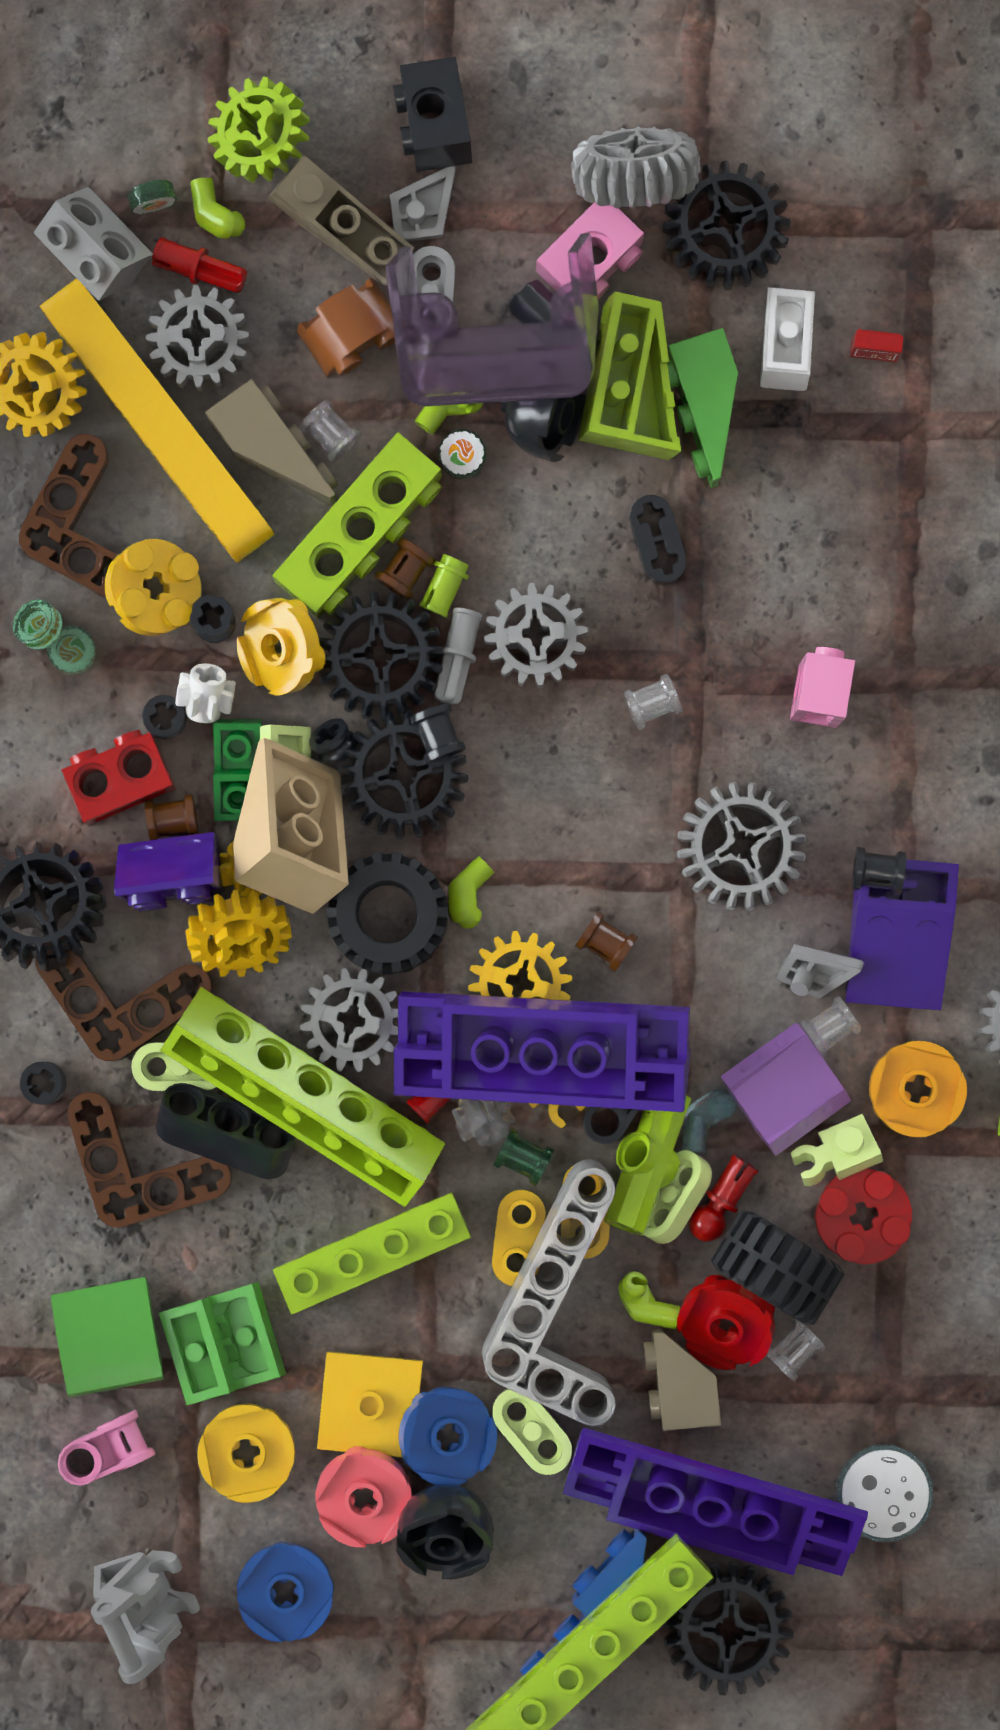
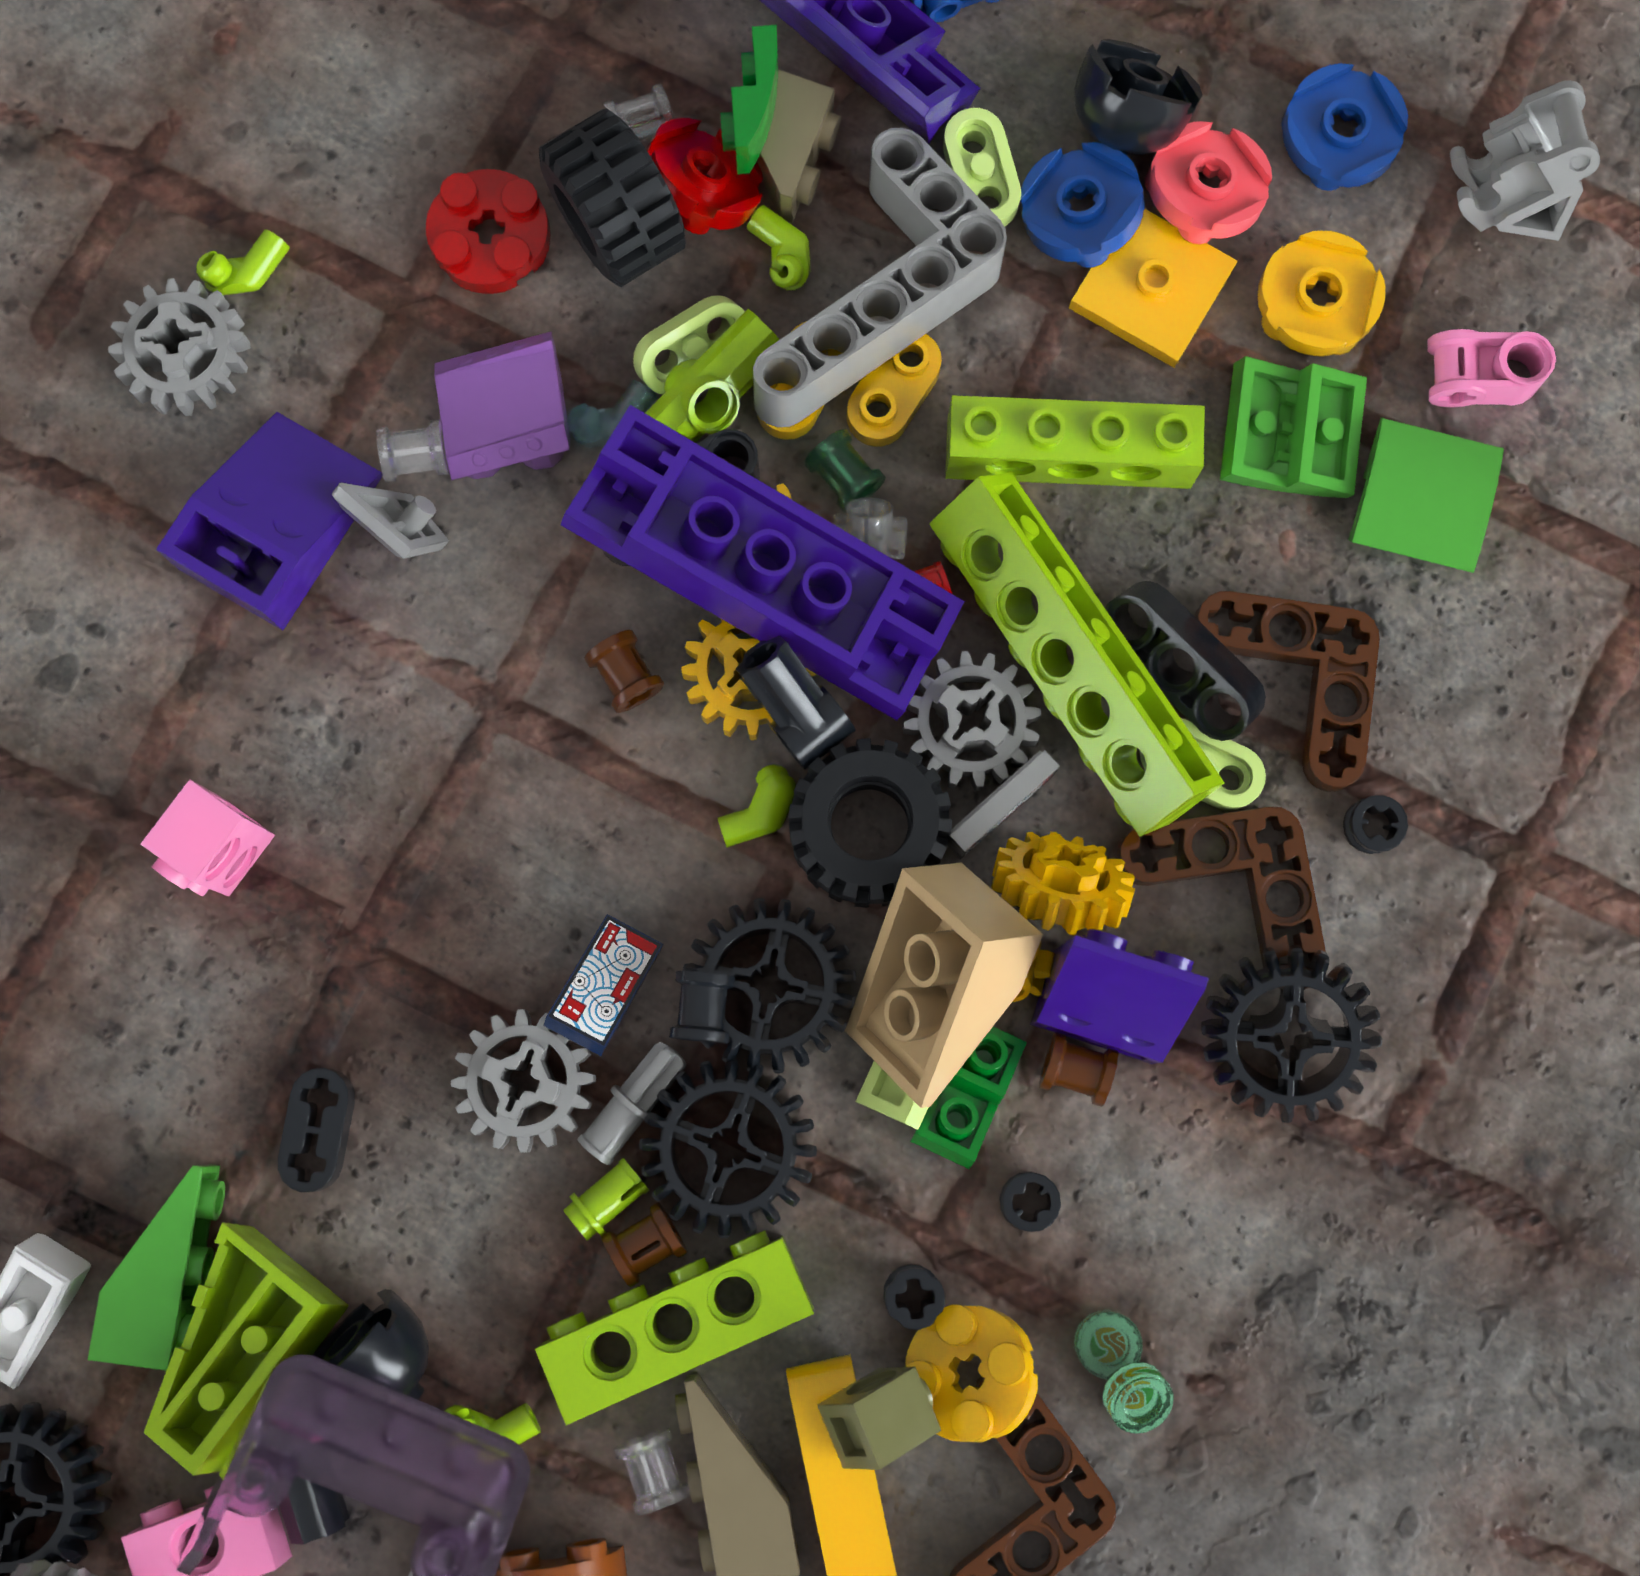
camera: 155 degrees left, 5 degrees down
(122, 790) = (1123, 1136): red brick -> none
(199, 530) = (880, 1417): none -> olive brick
(205, 693) = (966, 1204): white gear -> none
(299, 640) = (822, 1196): yellow plate -> none
(305, 971) = (1002, 803): none -> light grey tile
(332, 740) = (836, 1069): black bush -> none
(462, 454) = (501, 1359): tile -> none
(469, 963) = (801, 712): none -> black piece
(513, 722) = (603, 985): none -> tile
(652, 701) = (423, 930): clear bush -> none
(707, 1369) = (754, 102): none -> green slope
(708, 1220) = (636, 319): red pin -> none
(750, 867) = (434, 707): light grey gear -> none
(844, 1147) = (468, 309): yellowish green plate -> none
(879, 870) = (250, 578): black bush -> none
(940, 1073) = (350, 303): light orange plate -> none

